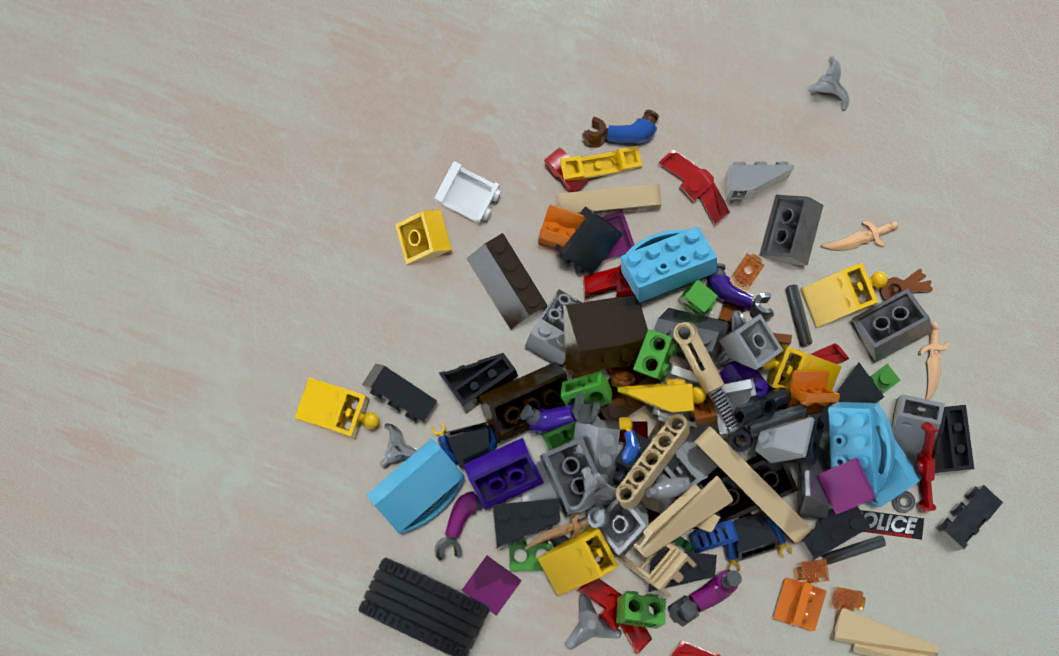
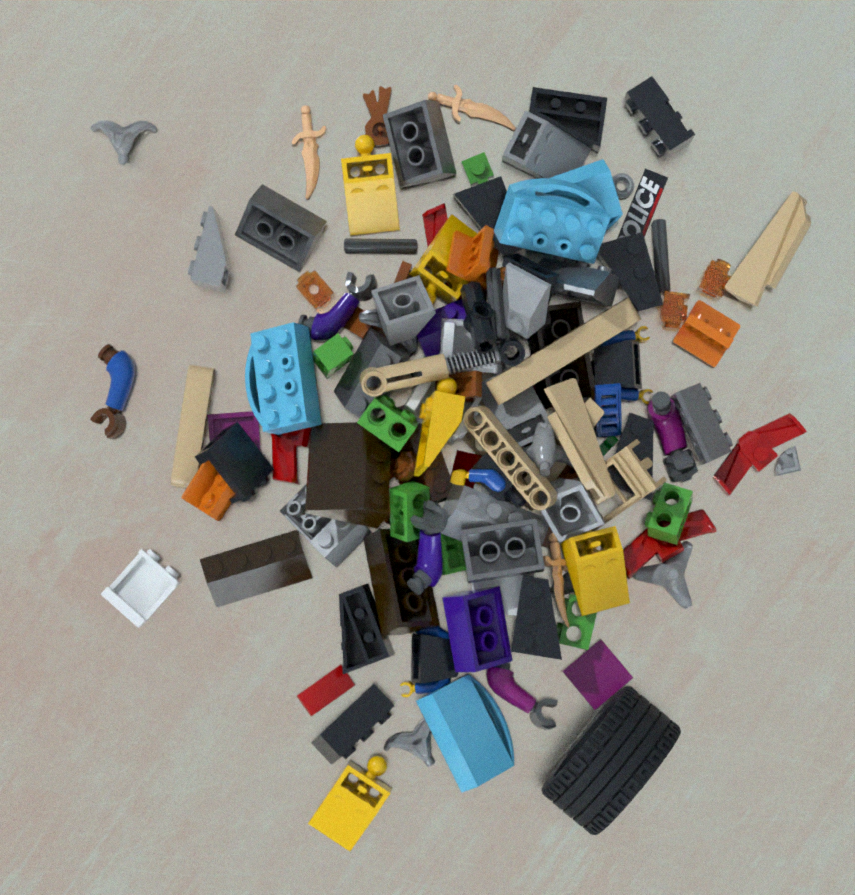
camera: 65 degrees left, 5 degrees up
(421, 363) = (325, 690): none -> red slope
(423, 236) = (179, 651): yellow slope -> none
(554, 165) = (143, 466): red slope -> none
(594, 488) = (524, 532): light grey piece -> none
(598, 517) = (555, 535): light grey tile -> none
(601, 164) = (147, 425): yellow slope -> none
(697, 184) = (200, 320): red plate -> none
(724, 619) = (702, 423): none -> flat silver slope
(846, 486) = (592, 246): magenta tile -> none
(926, 466) = (591, 151): red plate -> none

